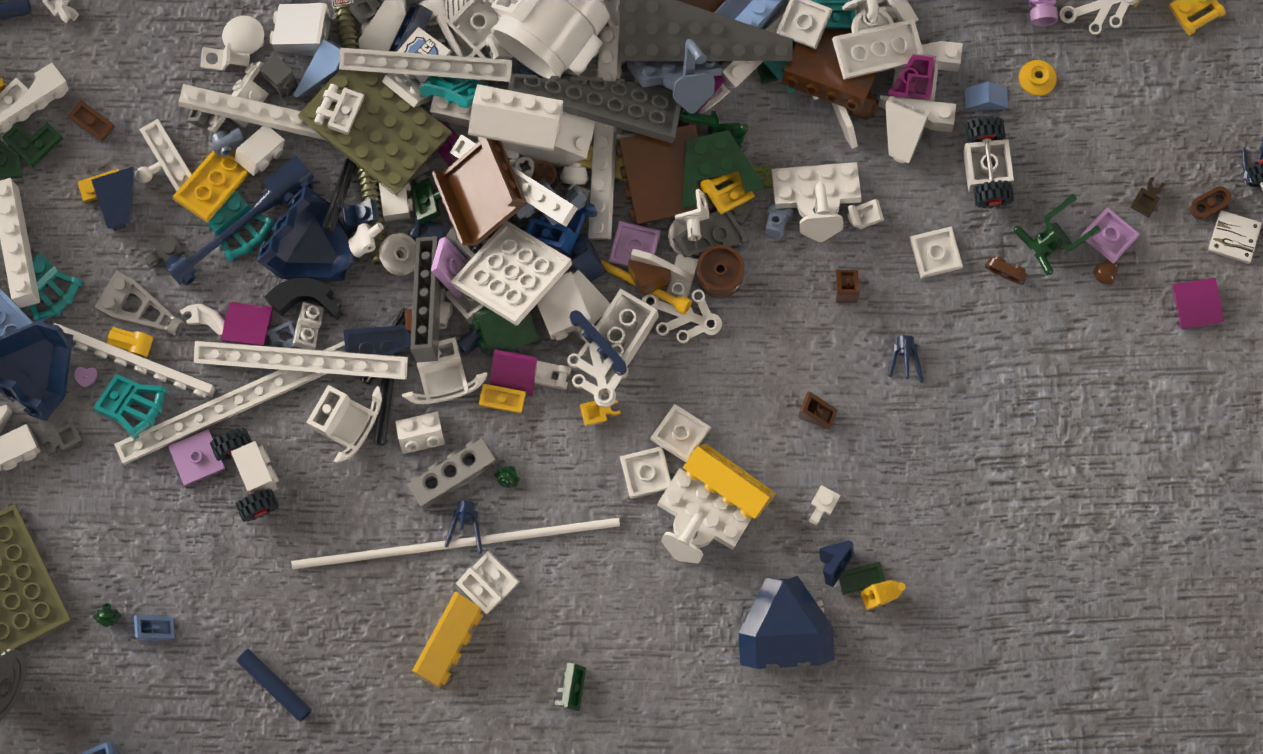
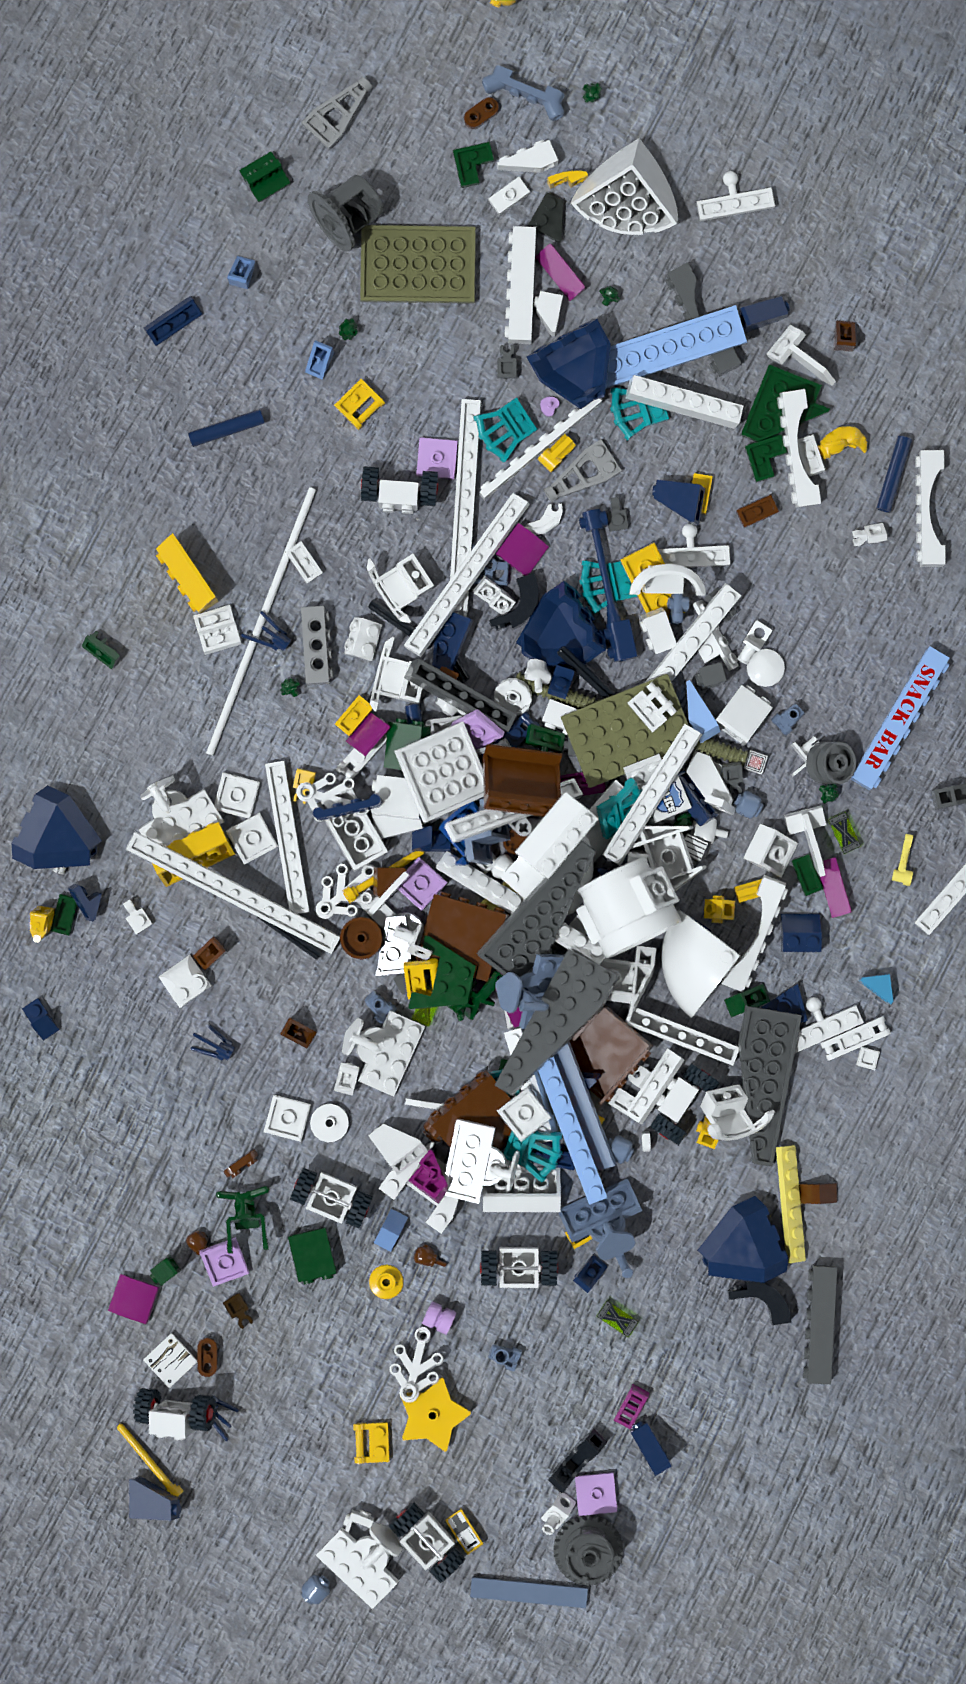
camera: 115 degrees right, 10 degrees up
(176, 570) = (355, 399): none -> yellow plate
(203, 160) = (666, 579): none -> white piece
(372, 531) = (303, 562): none -> white plate
(435, 31) = (683, 820): none -> dark green plant
(660, 399) = (287, 837): none -> white plate
(745, 416) = (232, 892): none -> white plate
(755, 346) = (302, 944): none -> black axle
(859, 422) = (185, 981): none -> white slope
(917, 220) = (339, 1126): none -> white plate
(978, 545) = (40, 1019): none -> dark blue slope
(992, 50) = (426, 1256): none -> reddish brown piece
(1054, 156) = (312, 1255): none -> dark green brick
(1153, 285) = (164, 1270): none -> dark green slope

